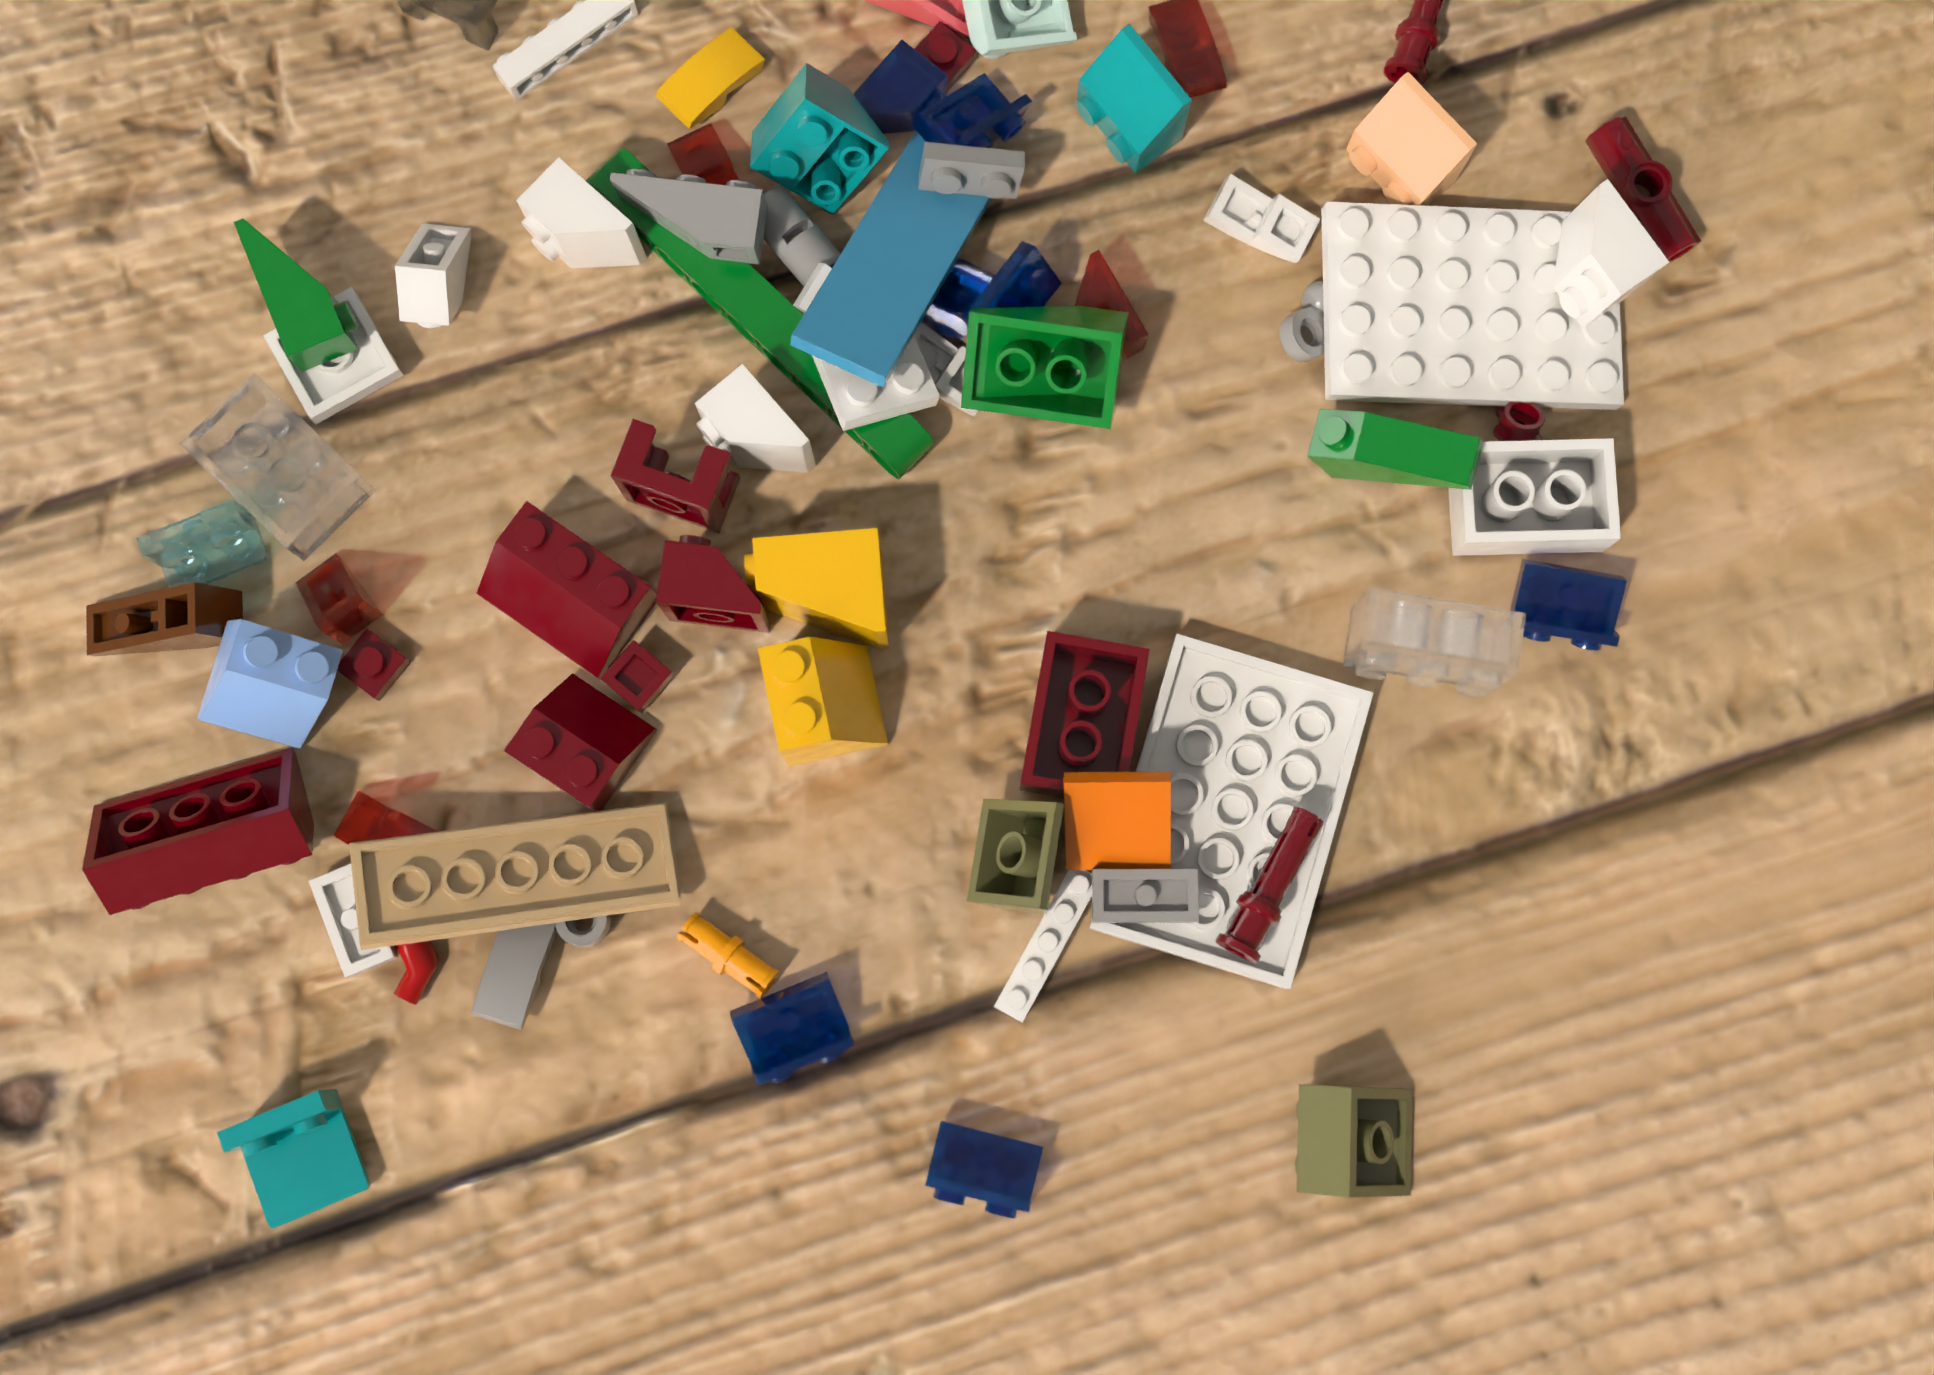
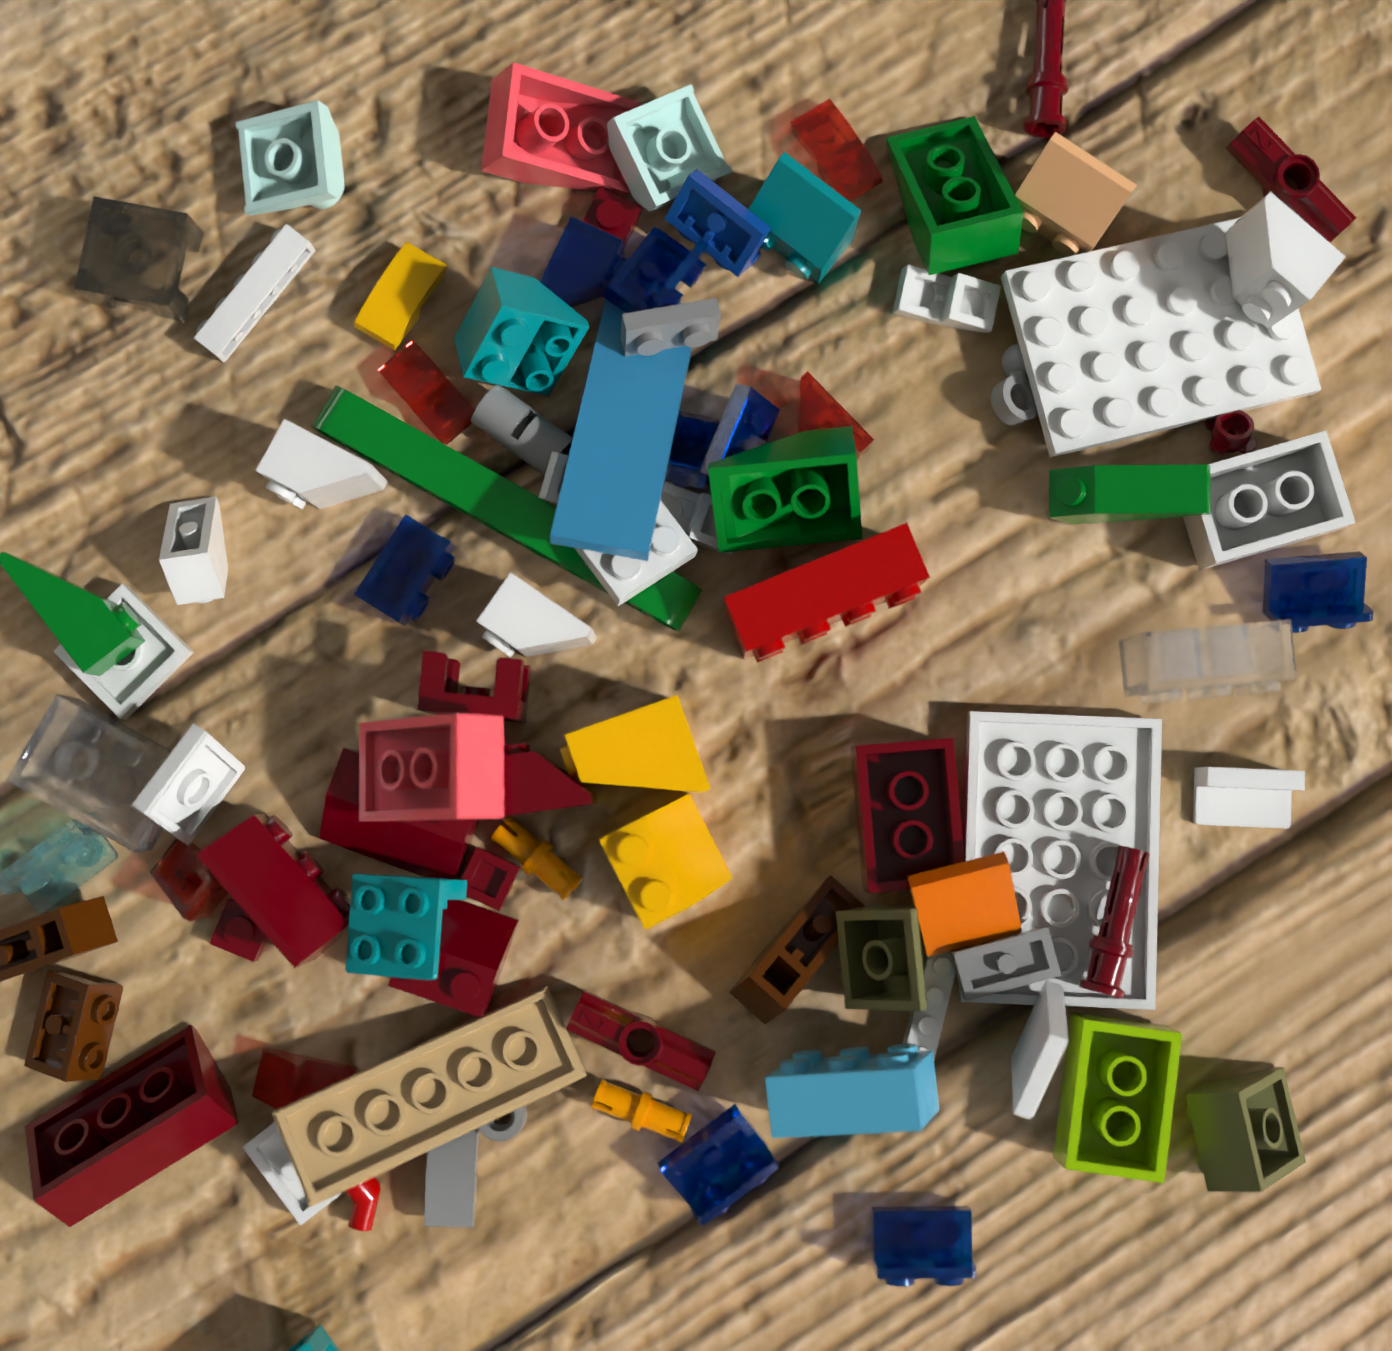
camera: 15 degrees left, 5 degrees up
(164, 720) = (73, 1027): none -> reddish brown bracket
(268, 683) = (153, 977): light blue slope -> none
(361, 497) = (189, 785): none -> white tile
(423, 627) = (279, 887): none -> dark red slope
(532, 689) = (398, 924): none -> teal bracket
(609, 534) = (432, 768): none -> coral slope
(640, 348) = (406, 571): none -> clear blue bracket
(692, 669) = (537, 858): none -> light orange pin
(713, 218) = (443, 436): light grey slope -> none
(721, 859) = (670, 1055): none -> dark red piece
(927, 833) = (794, 953): none -> reddish brown slope
(950, 979) = (852, 1092): none -> medium azure brick
(1050, 80) = (713, 215): none -> blue bracket
(1057, 473) = (826, 591): none -> red brick
(1155, 991) = (1039, 1050): none -> white tile
(1227, 1065) = (1117, 1097): none -> lime brick
(1295, 119) = (955, 195): none -> green slope
(1442, 796) = (1244, 796): none -> white panel

